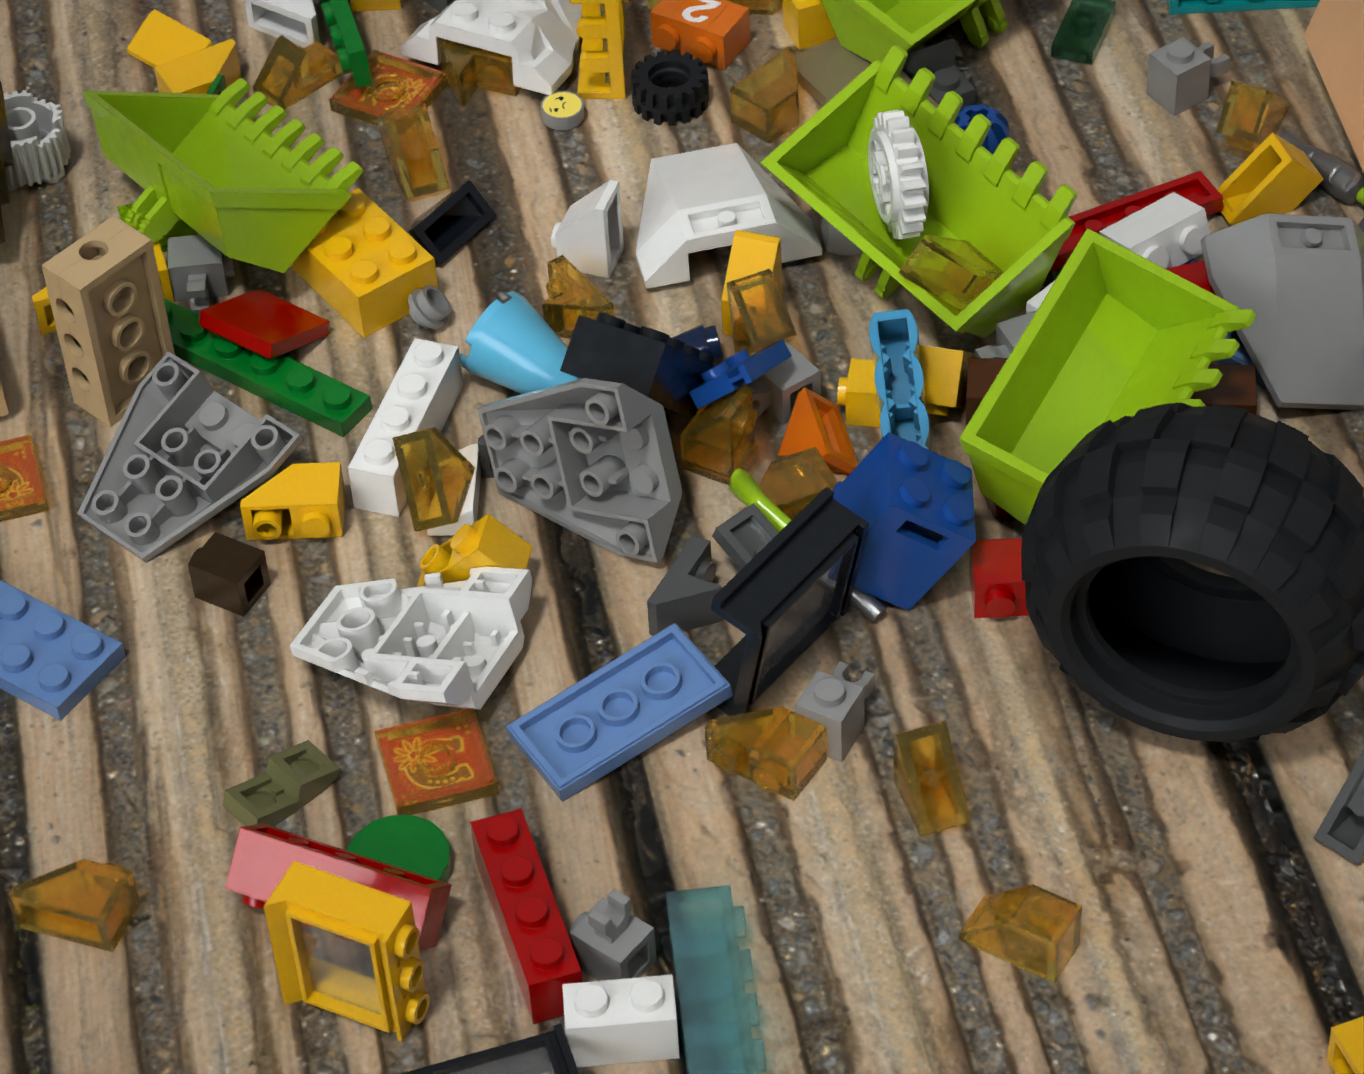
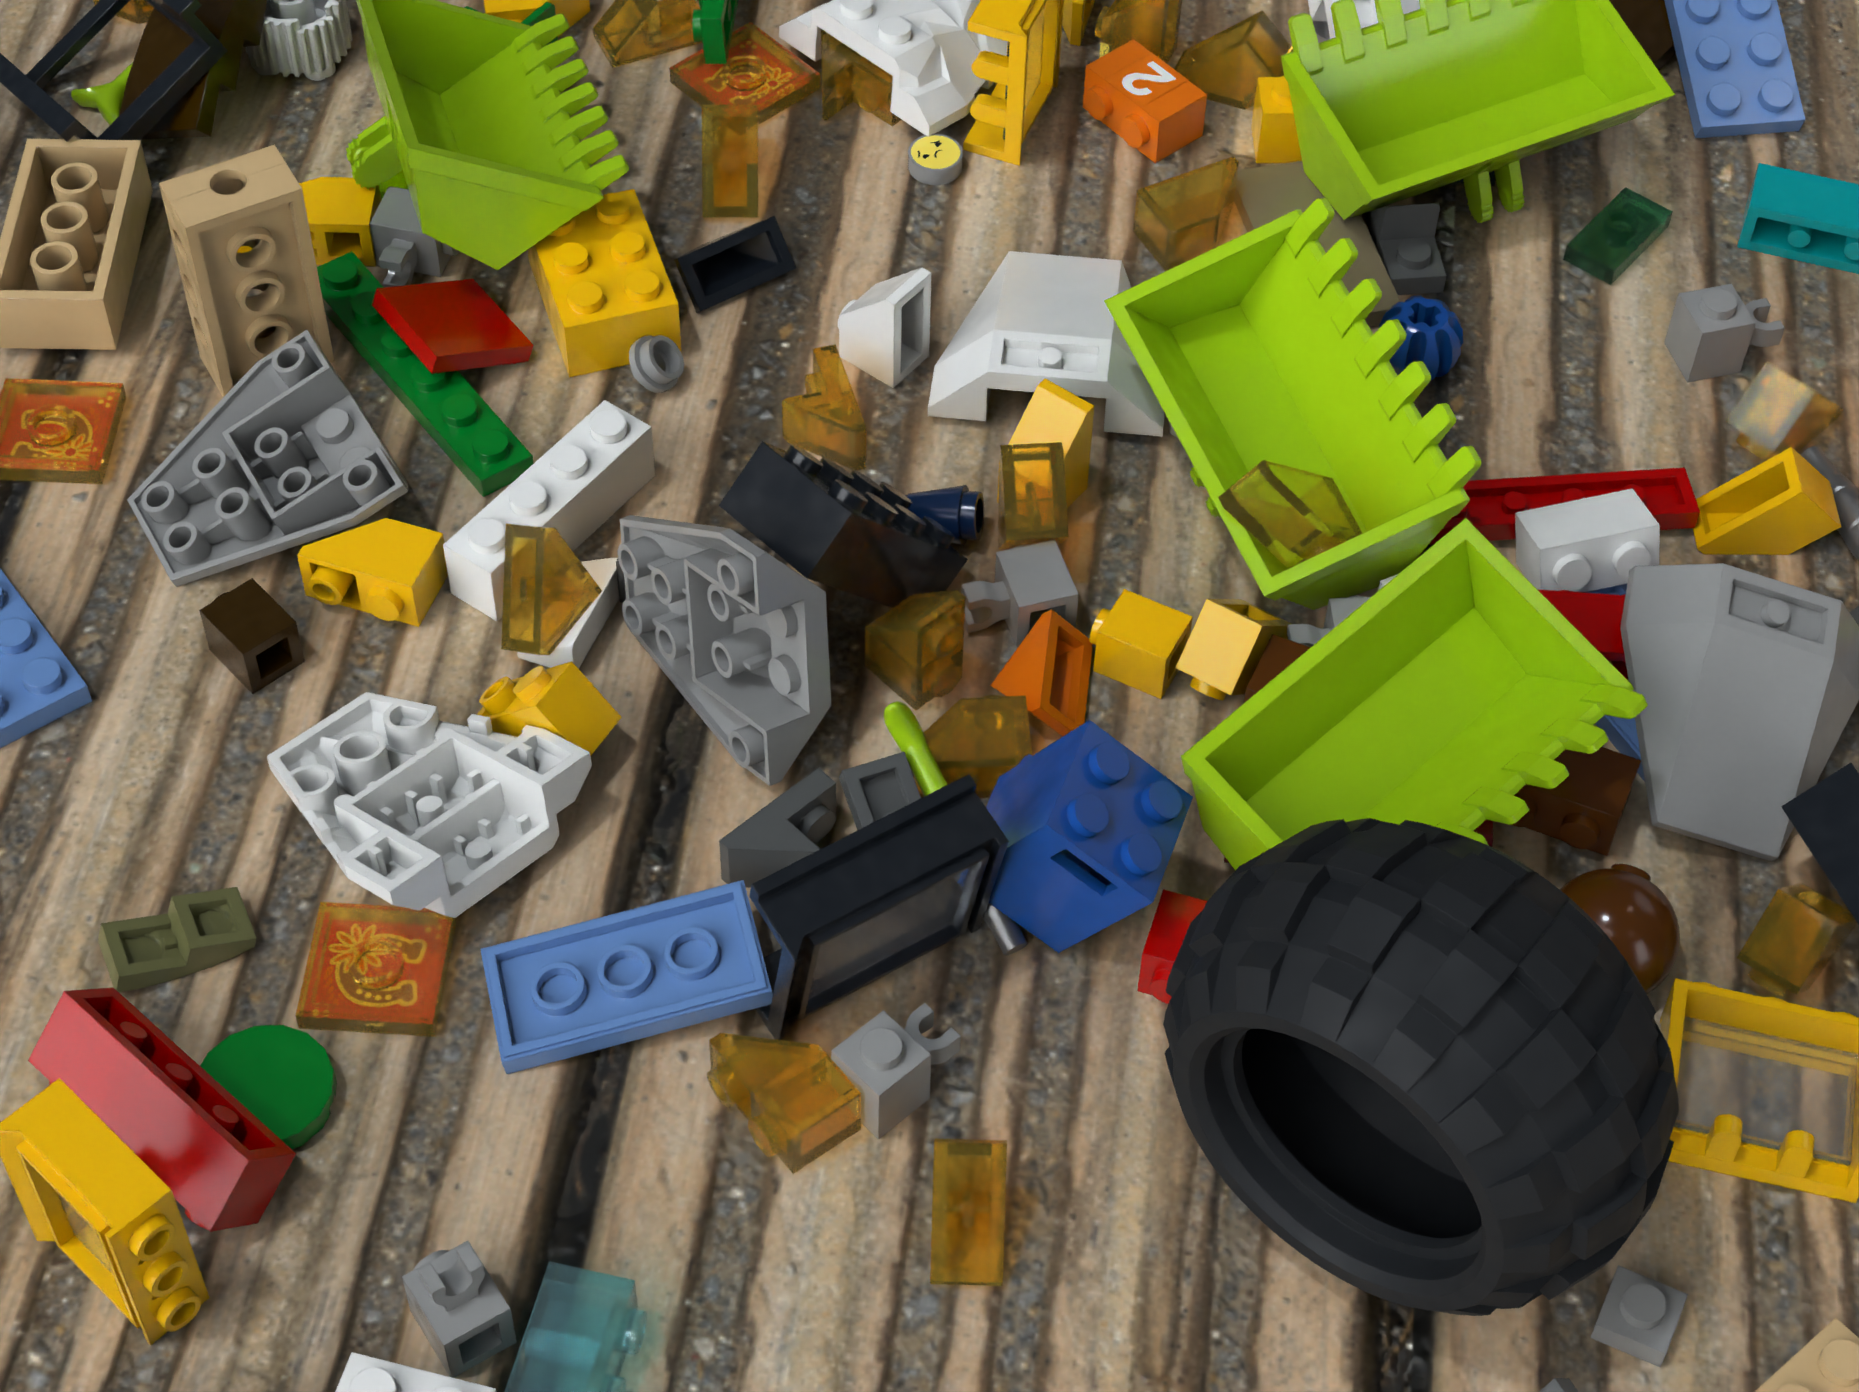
camera: 15 degrees right, 5 degrees up
(515, 347) = (712, 439): medium azure cone -> none
(525, 912) = (371, 1223): red brick -> none
(652, 93) = (1073, 188): black tyre -> none
(737, 371) = (972, 566): blue plate -> none
(898, 174) = (1270, 367): white gear -> none
(899, 376) = (1157, 654): dark azure brick -> none

